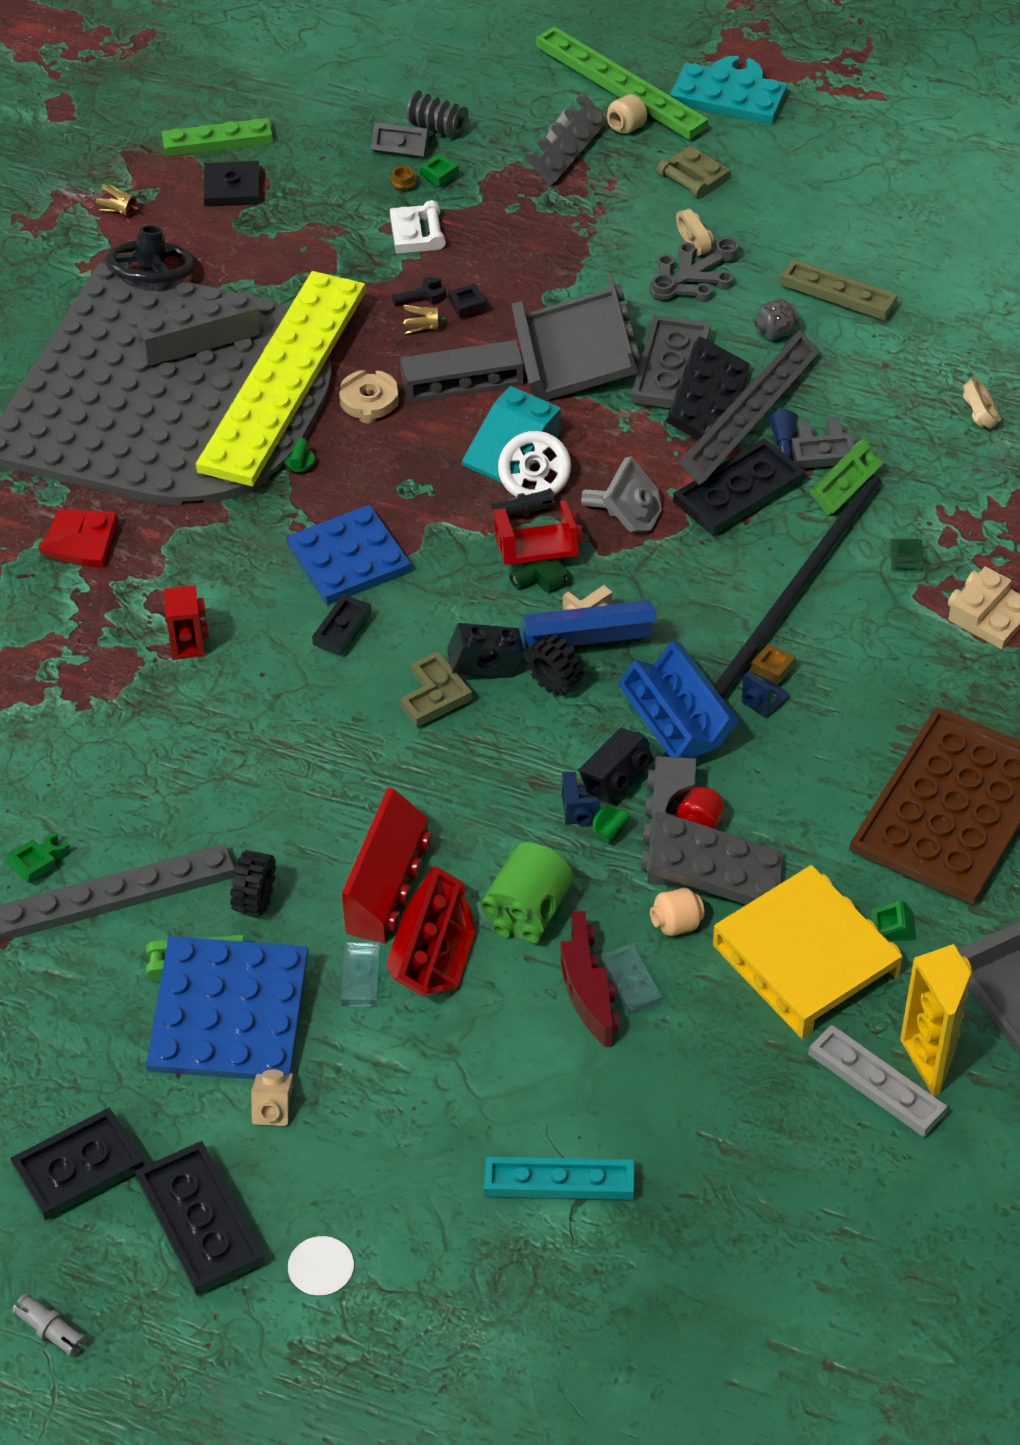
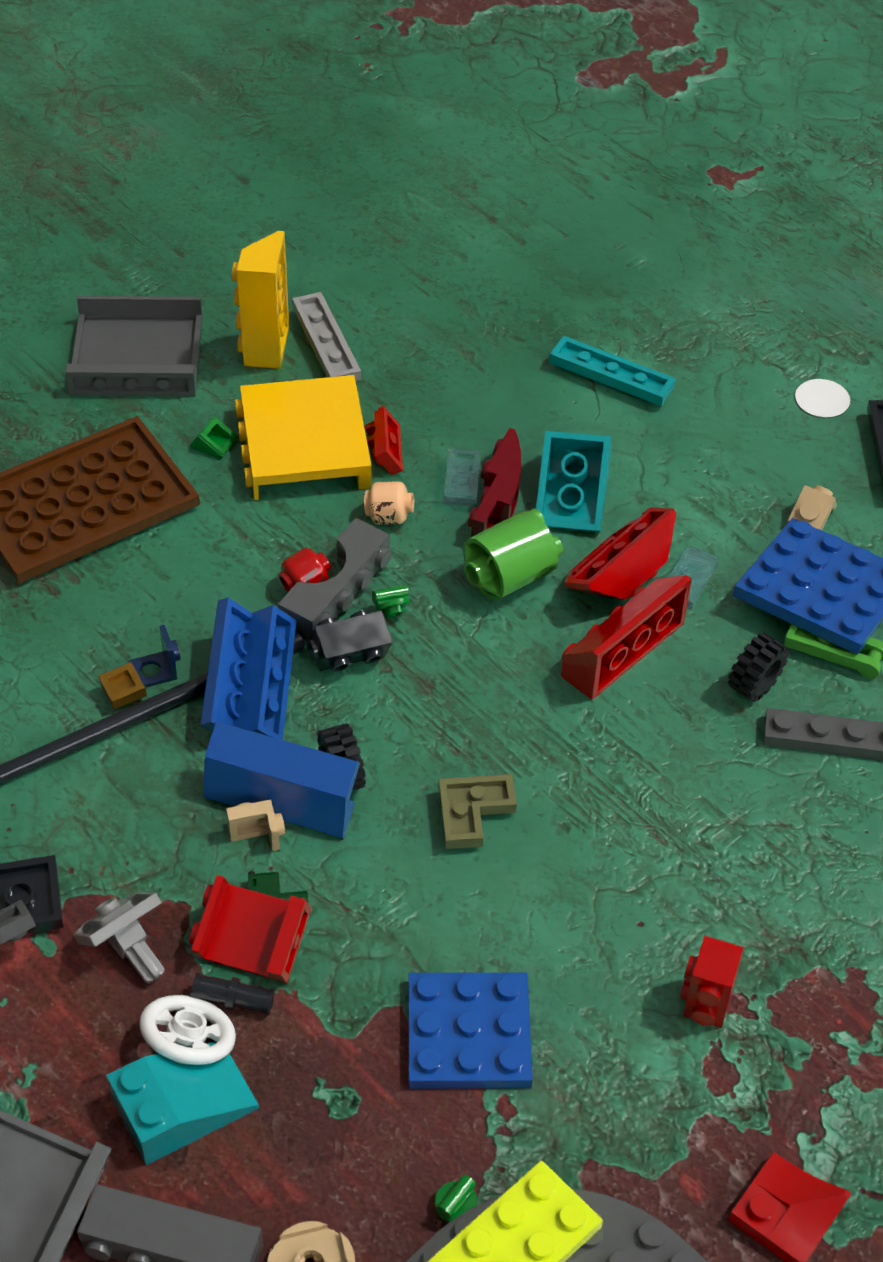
camera: 155 degrees left, 0 degrees up
(341, 624) = (528, 928): black plate -> none
(485, 650) = (400, 805): black brick -> none
(522, 1017) = (574, 480): none -> teal slope
(575, 806) = (410, 632): dark blue bracket -> none
(711, 859) = (331, 515): dark grey plate -> none
(726, 980) = (385, 440): none -> red plate

